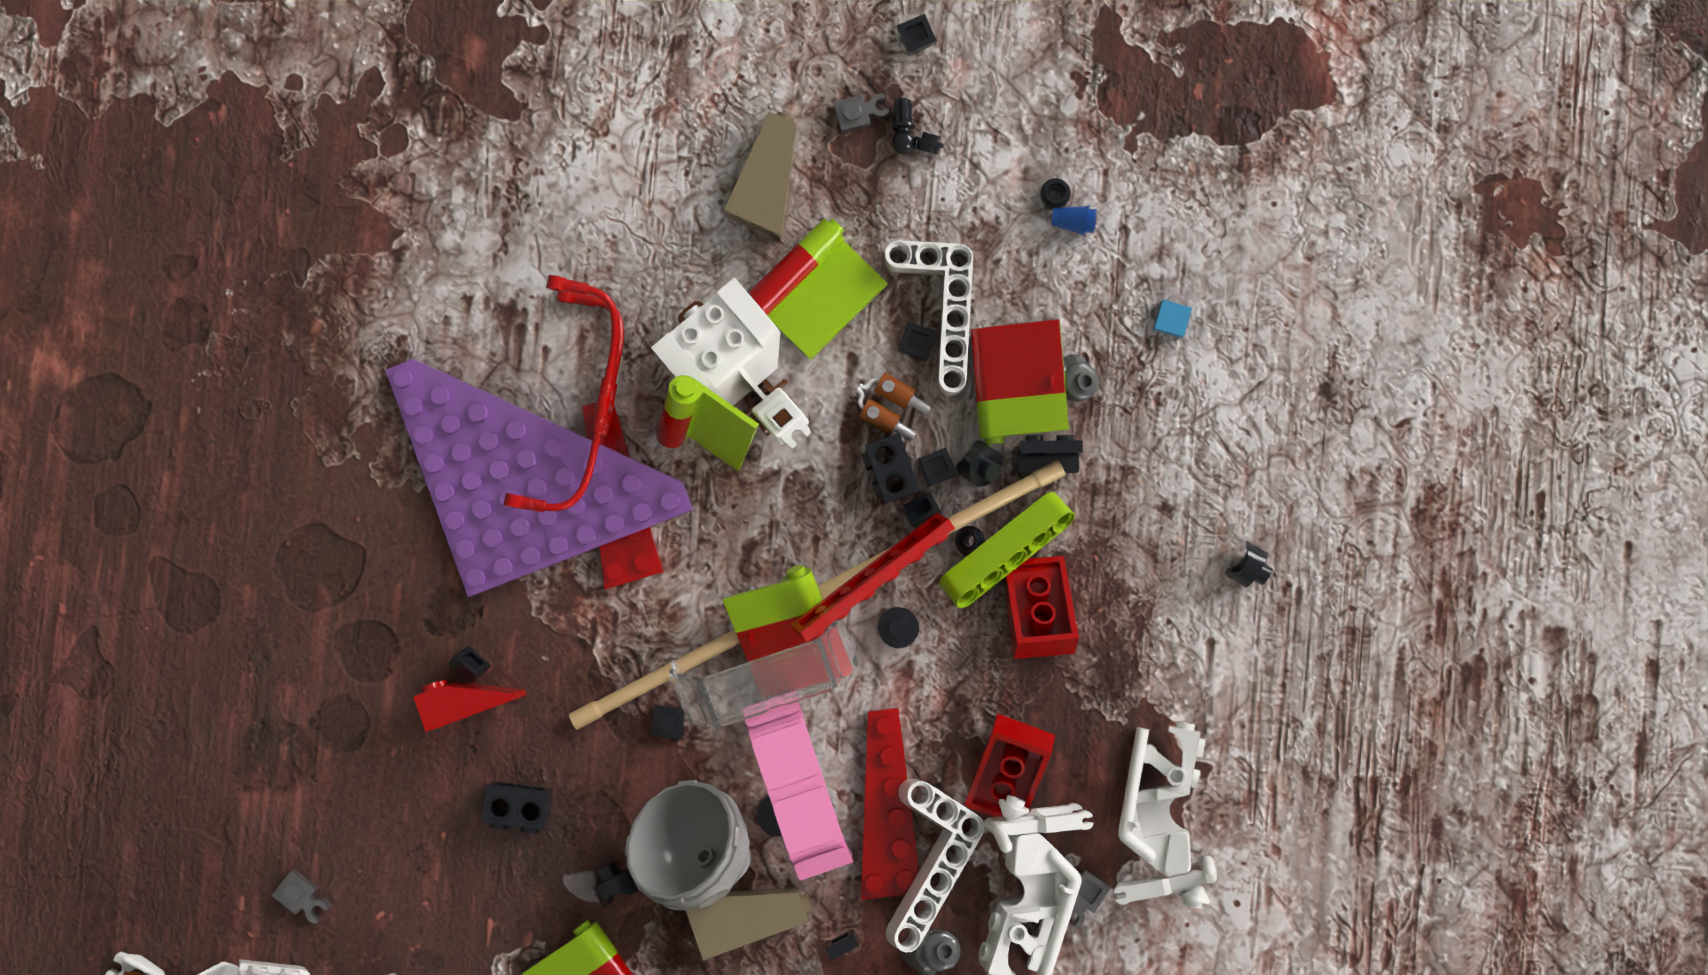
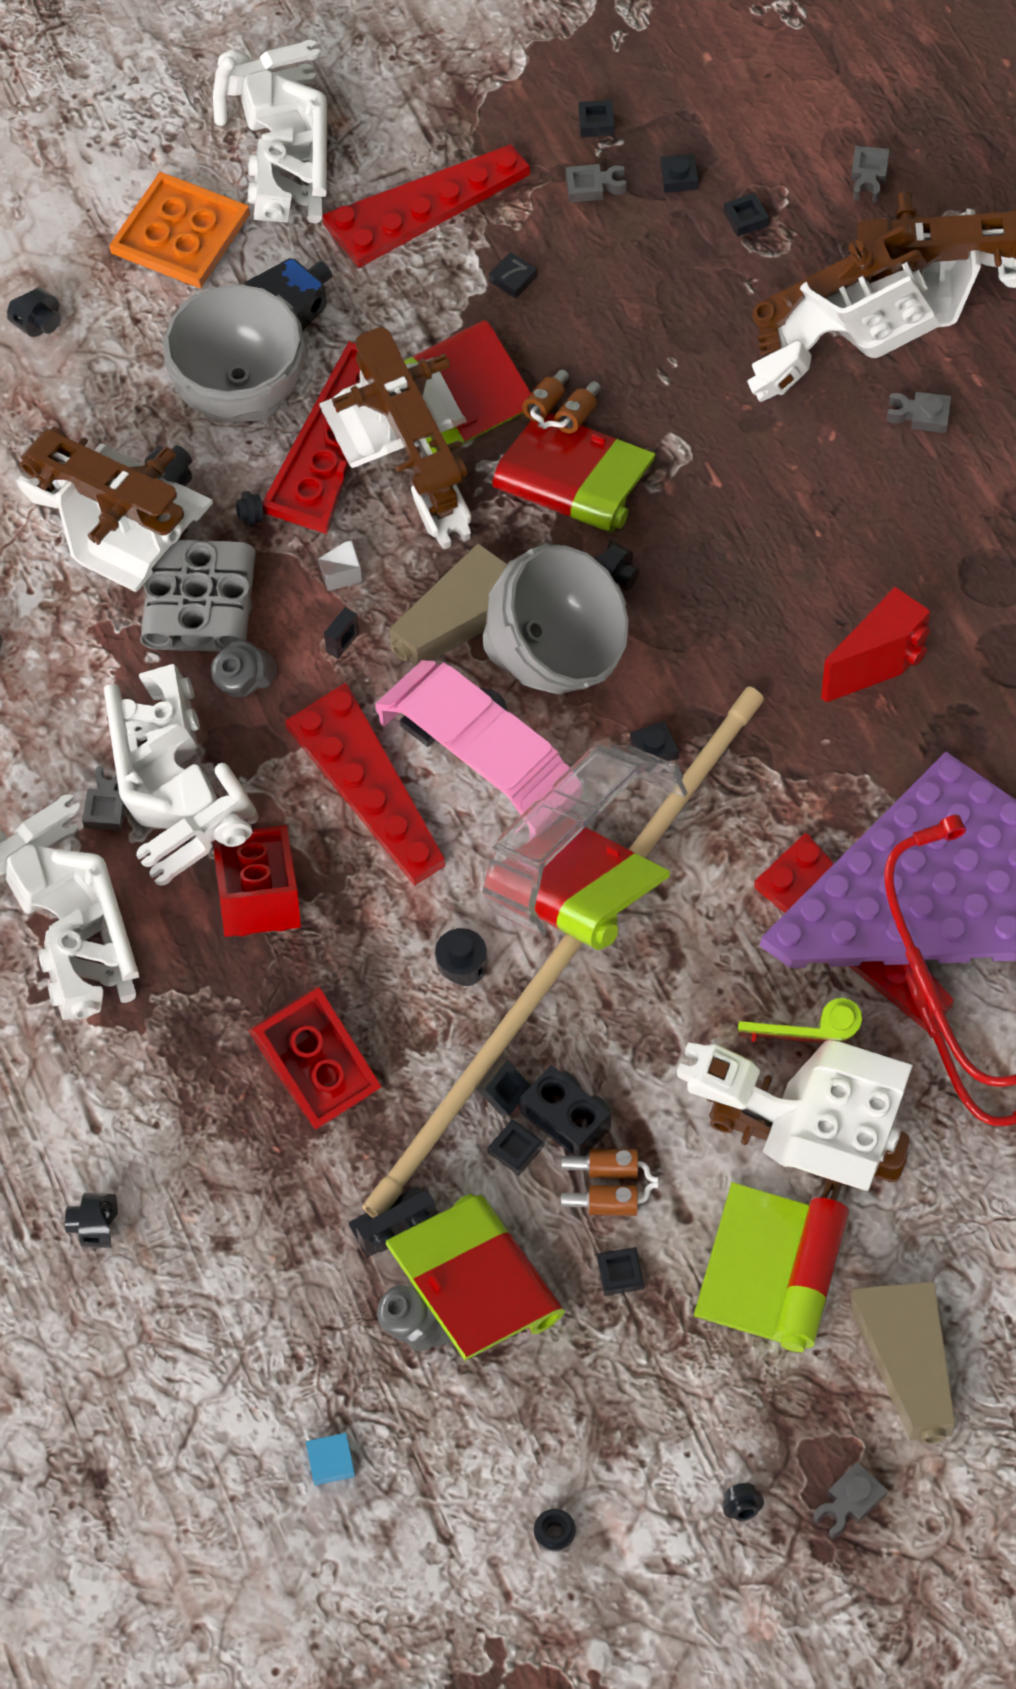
camera: 150 degrees right, 25 degrees down
(469, 664) = (898, 688): black tile -> none
(517, 798) = (762, 596): black brick -> none
(582, 885) = (648, 557): clear tile -> none
(880, 571) = (518, 970): red plate -> none
(903, 140) = (776, 1493): black axle -> none
(916, 34) = (838, 1629): black plate -> none
(936, 862) = (285, 748): white beam -> none
(950, 304) = (606, 1328): white beam -> none
(962, 539) = (432, 1084): black plate -> none
(980, 464) = (465, 1168): black piece -> none
(1006, 550) = (384, 1094): lime beam -> none
(1075, 219) = (511, 1509): blue cone -> none

